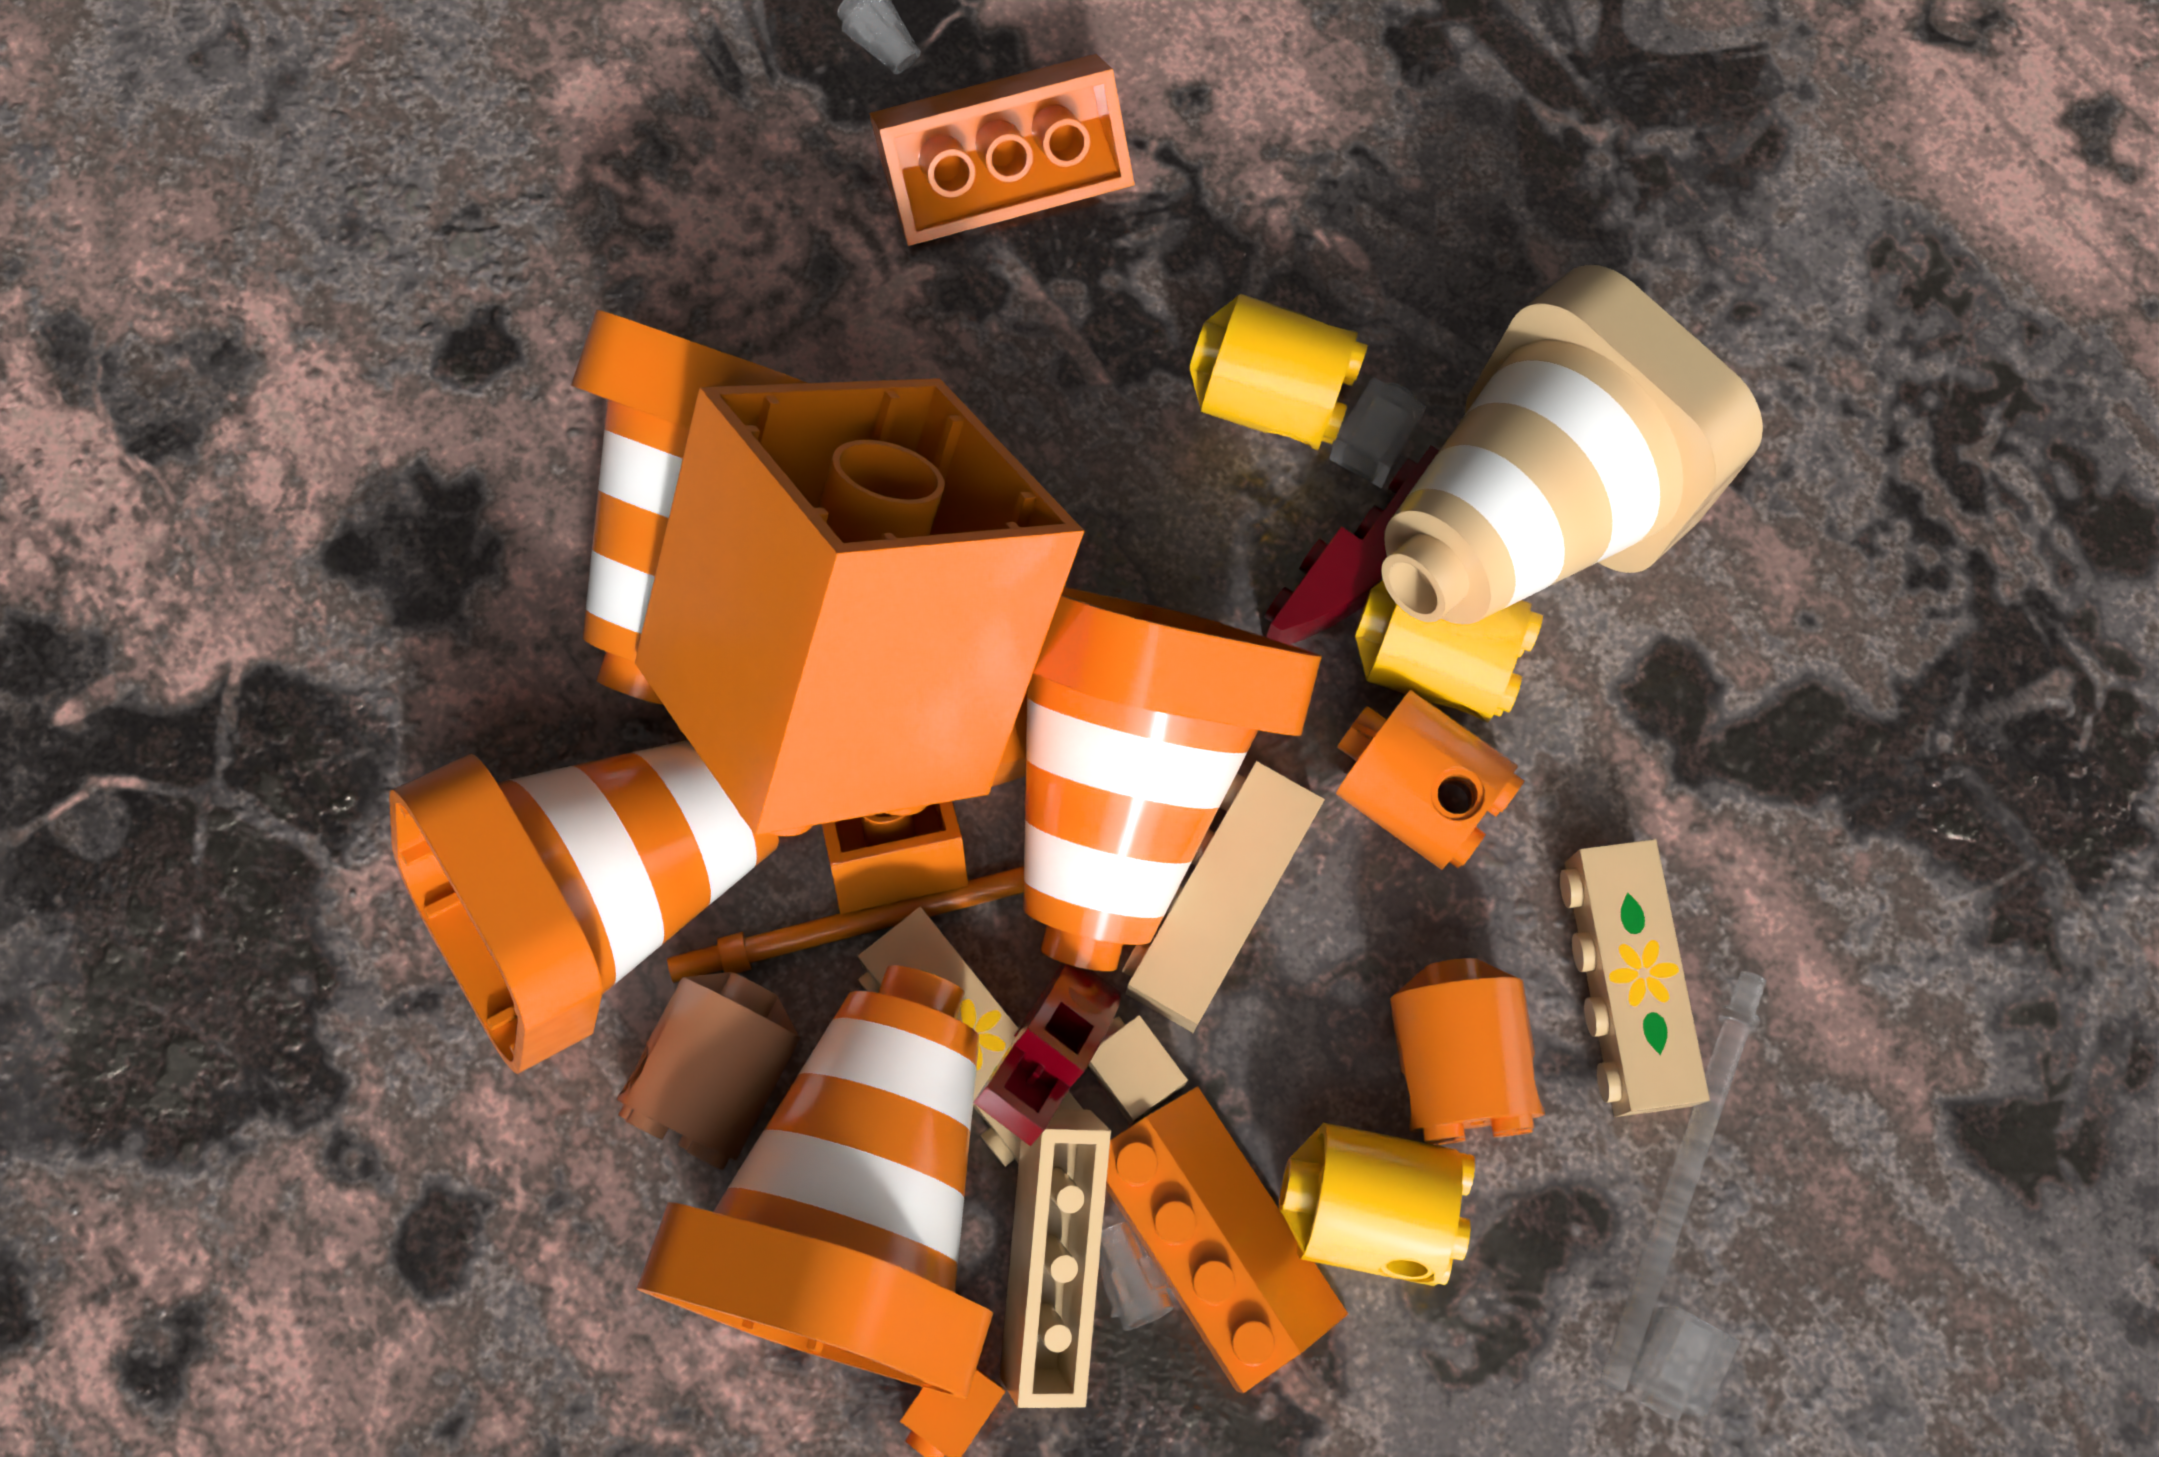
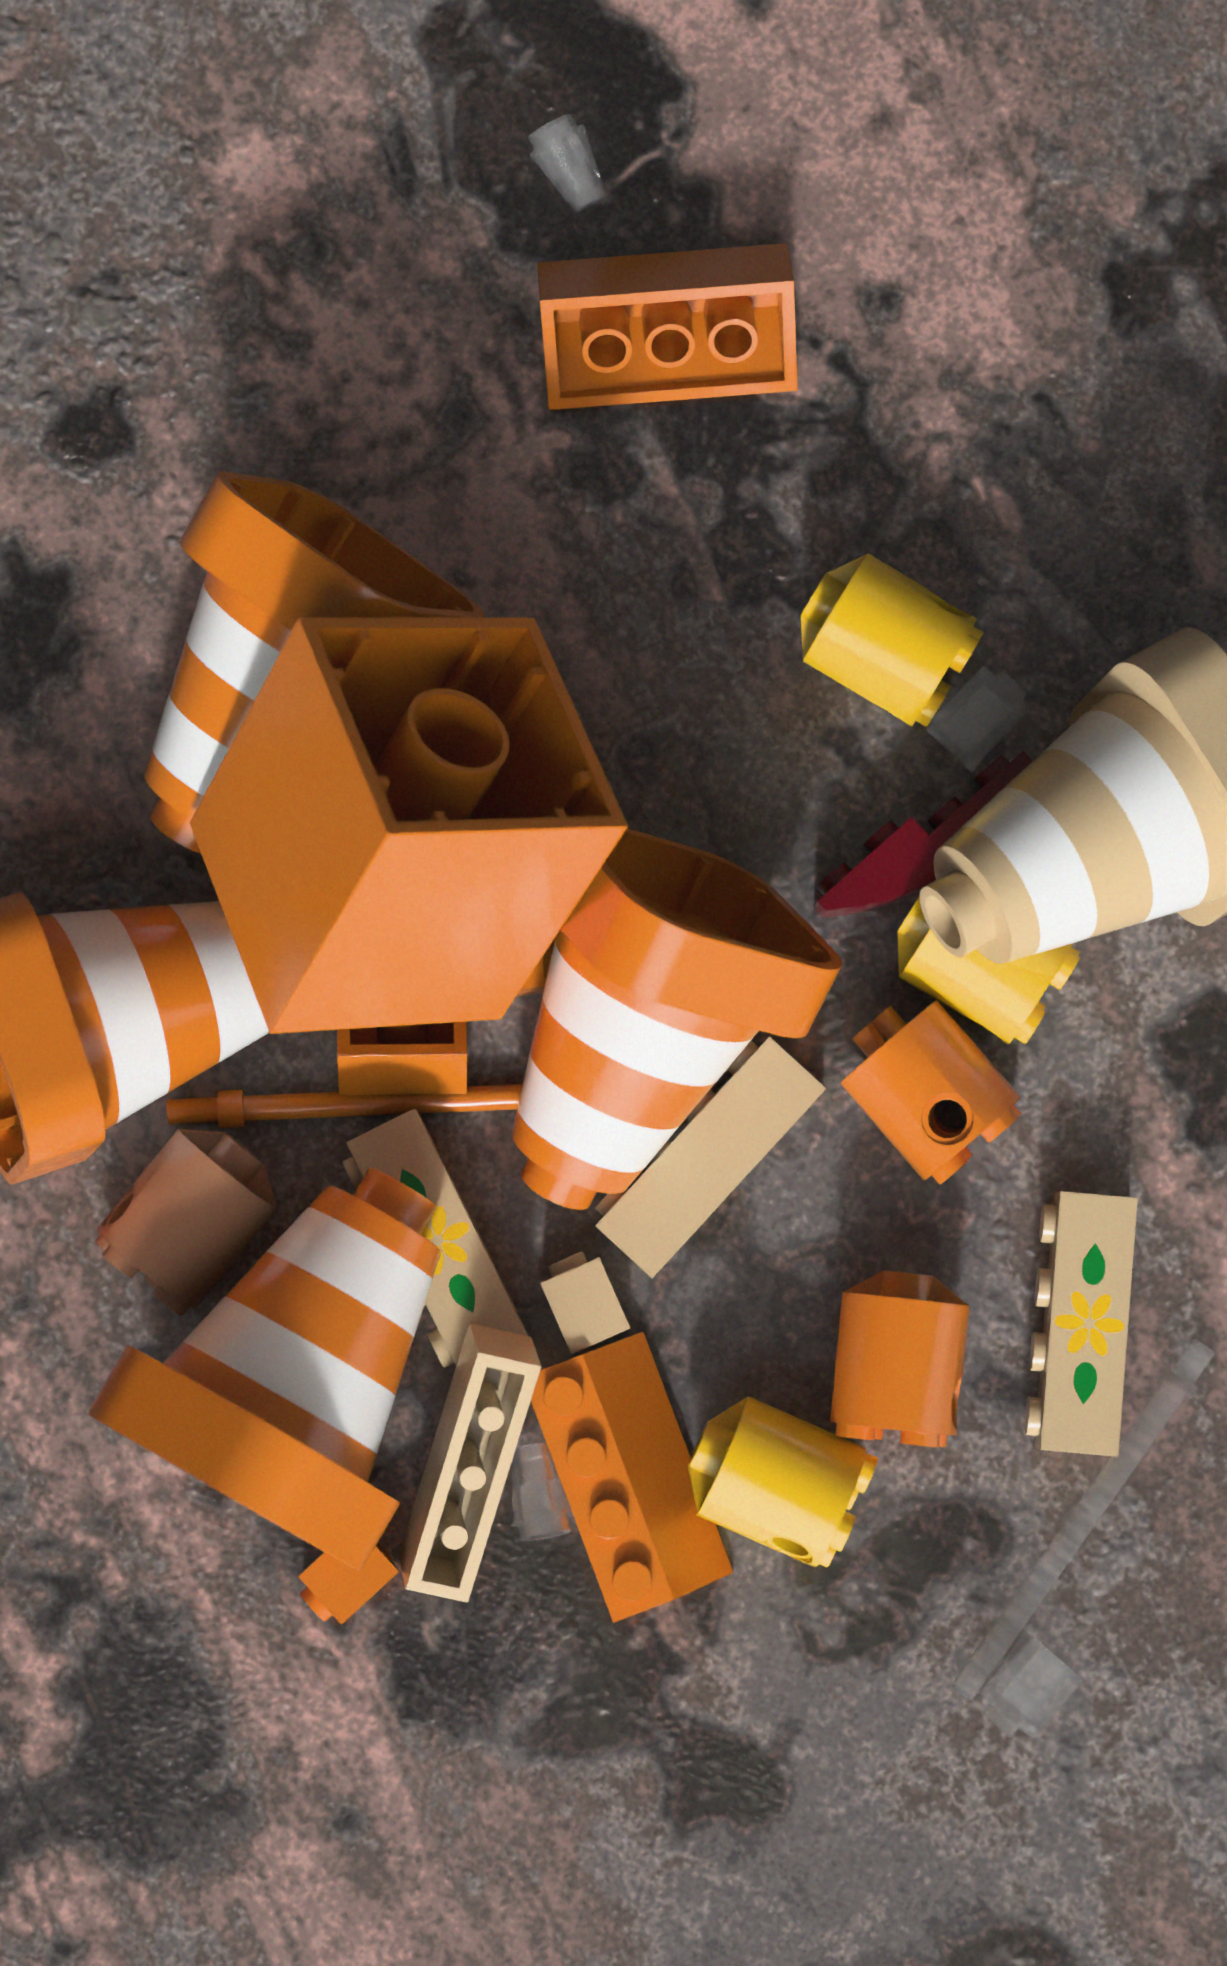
camera: 20 degrees right, 10 degrees up
(1049, 1051) = (505, 1276): dark red slope -> none

